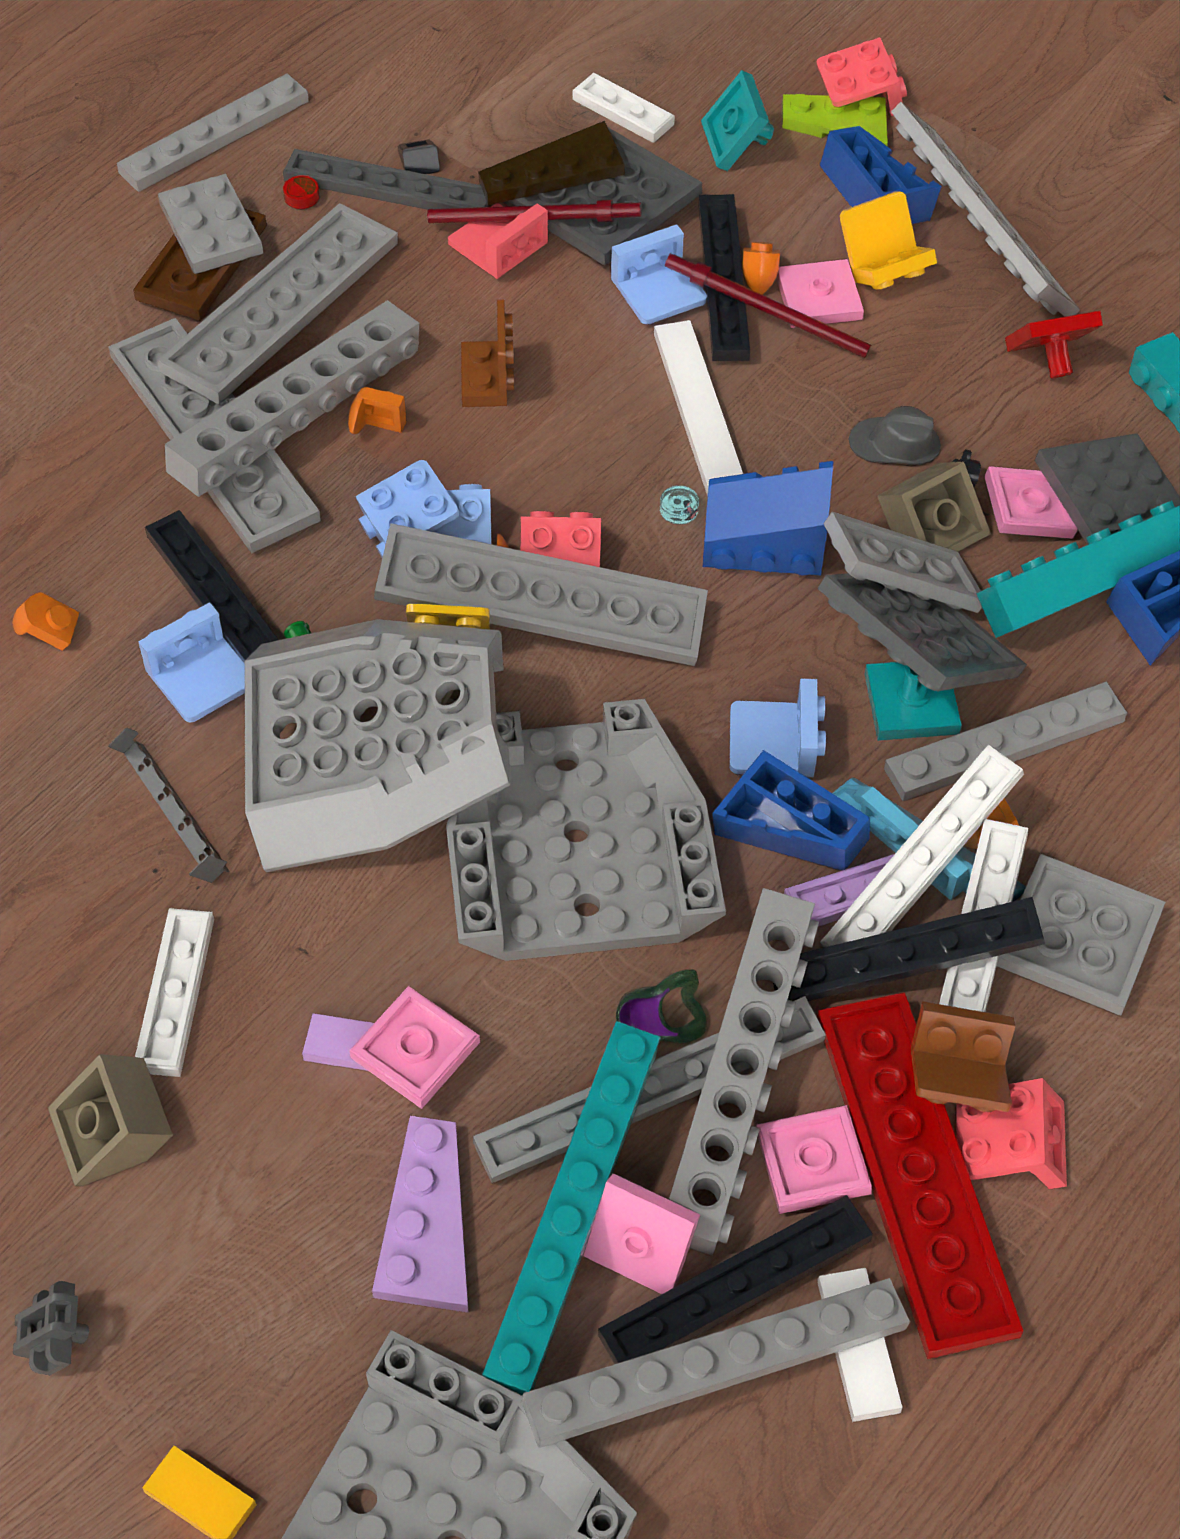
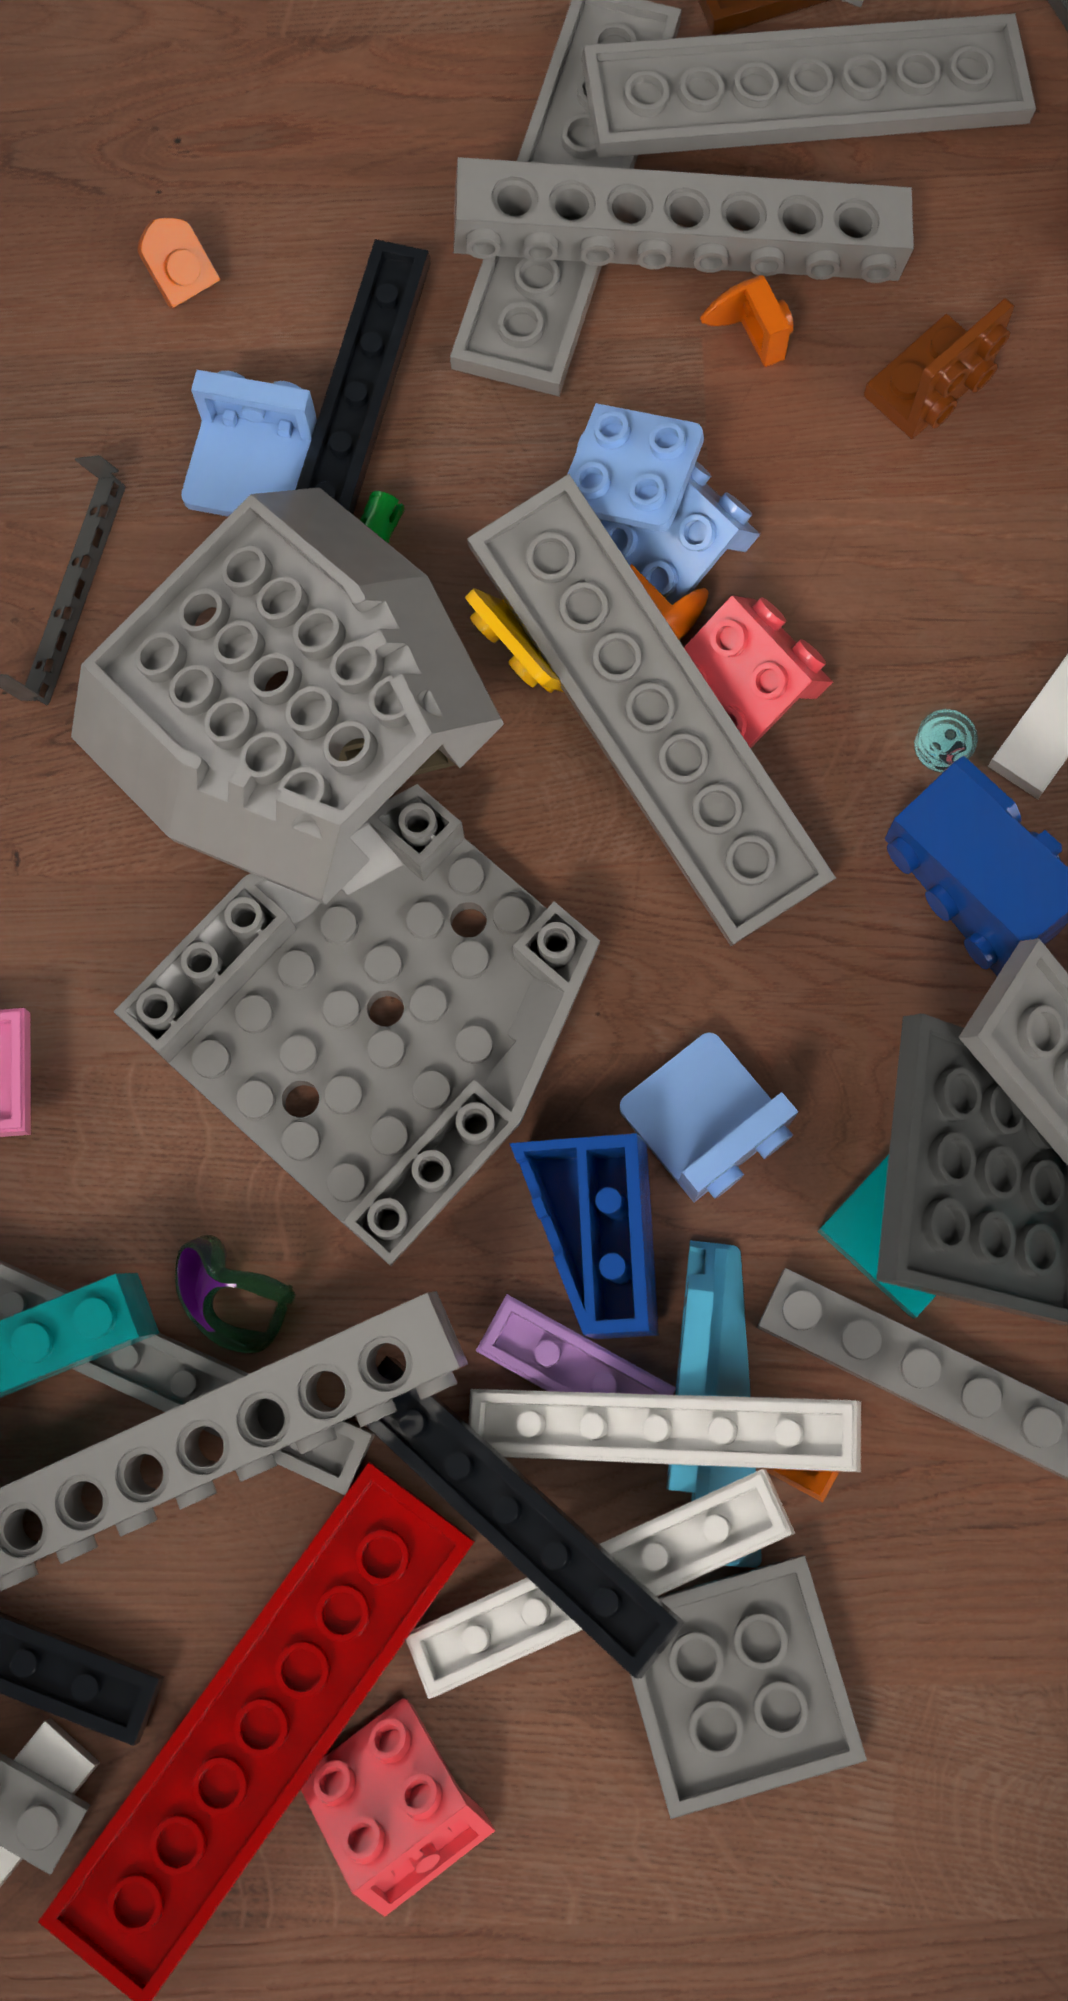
camera: 55 degrees right, 20 degrees up
(813, 1159) = (182, 1603): bright pink plate -> none
(962, 1057) = (403, 1698): dark orange bracket -> none

